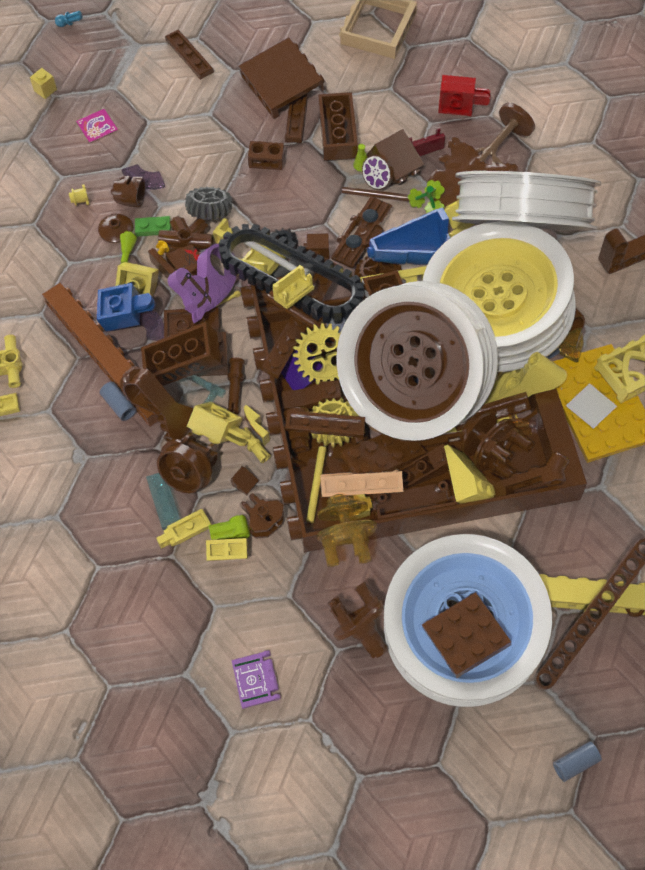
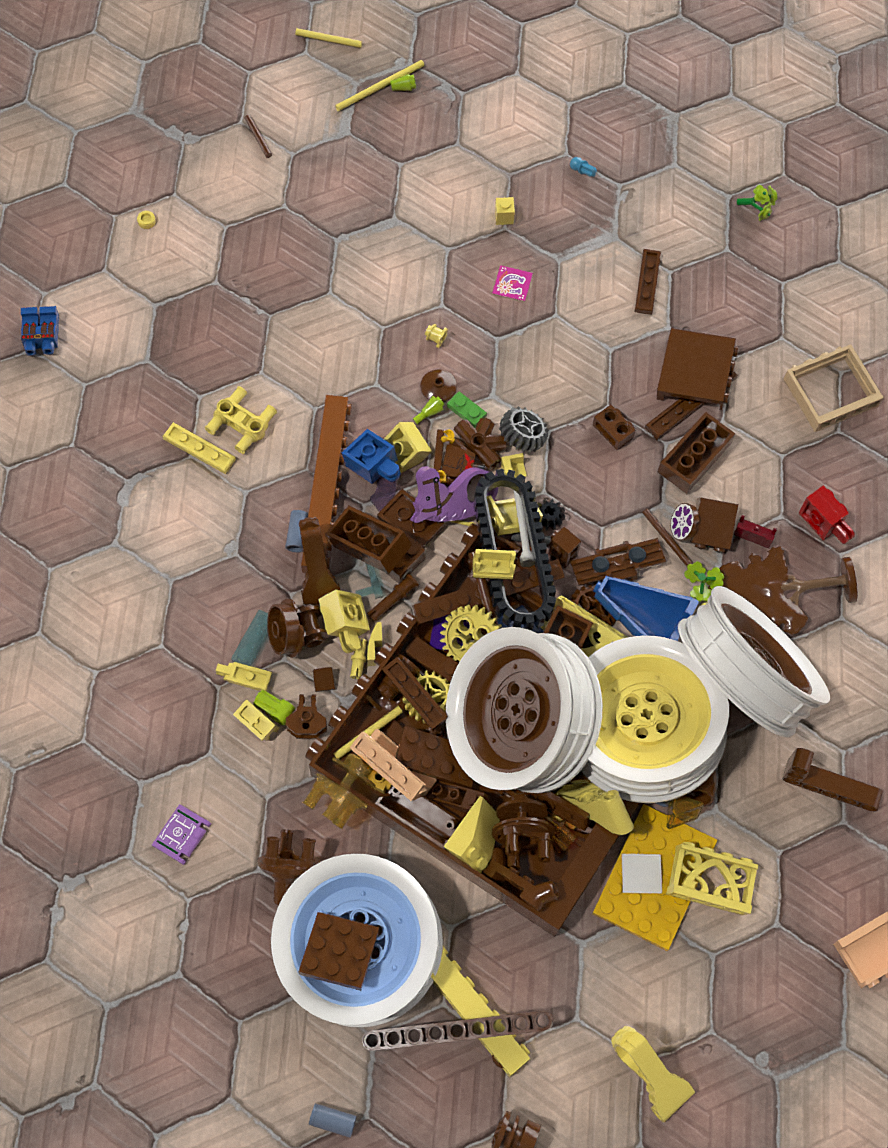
camera: 40 degrees right, 5 degrees up
(129, 191) = (475, 365): reddish brown helmet -> none
(152, 179) = (500, 362): clear purple tile -> none
(360, 158) = (684, 497): lime cone -> none

